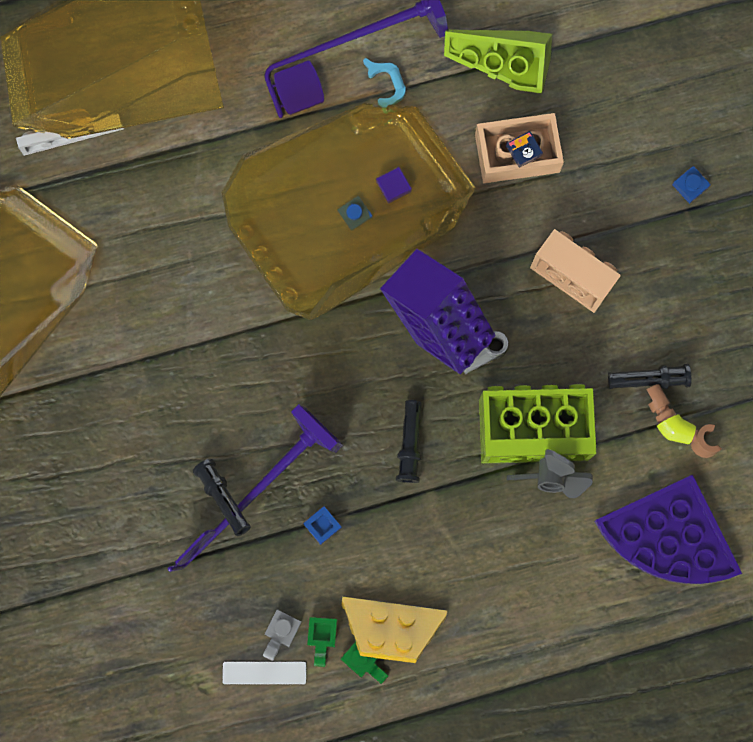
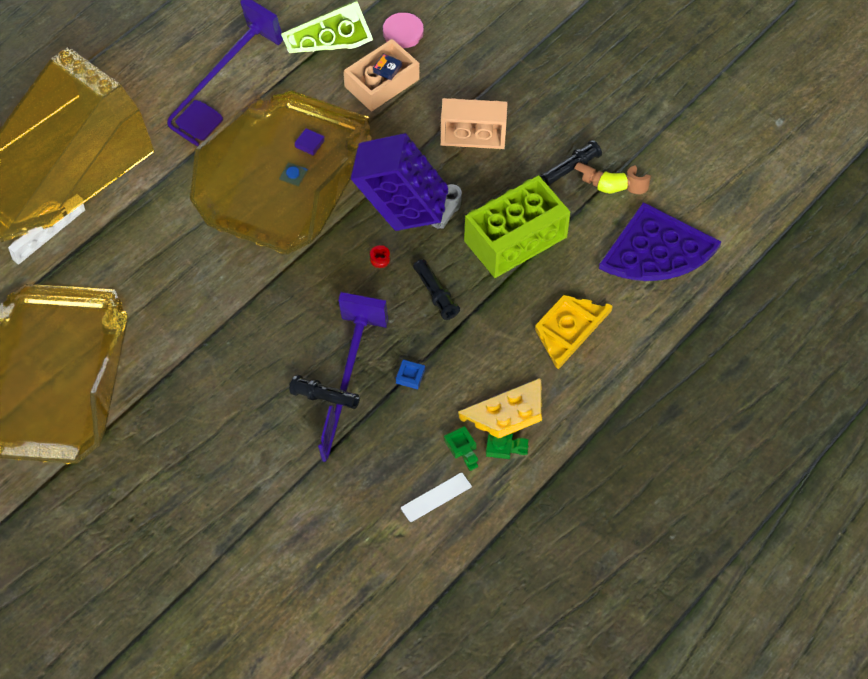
camera: 30 degrees left, 20 degrees down
(282, 631) = (429, 460): light grey plate -> none
(375, 374) = (379, 262): none -> red bush
(393, 71) = (258, 78): medium azure helmet -> none
(516, 570) = (569, 326): none -> yellow wing
(558, 475) = (549, 246): dark grey piece -> none
(582, 98) = (403, 29): none -> bright pink tile
(691, 184) = (512, 42): blue plate -> none

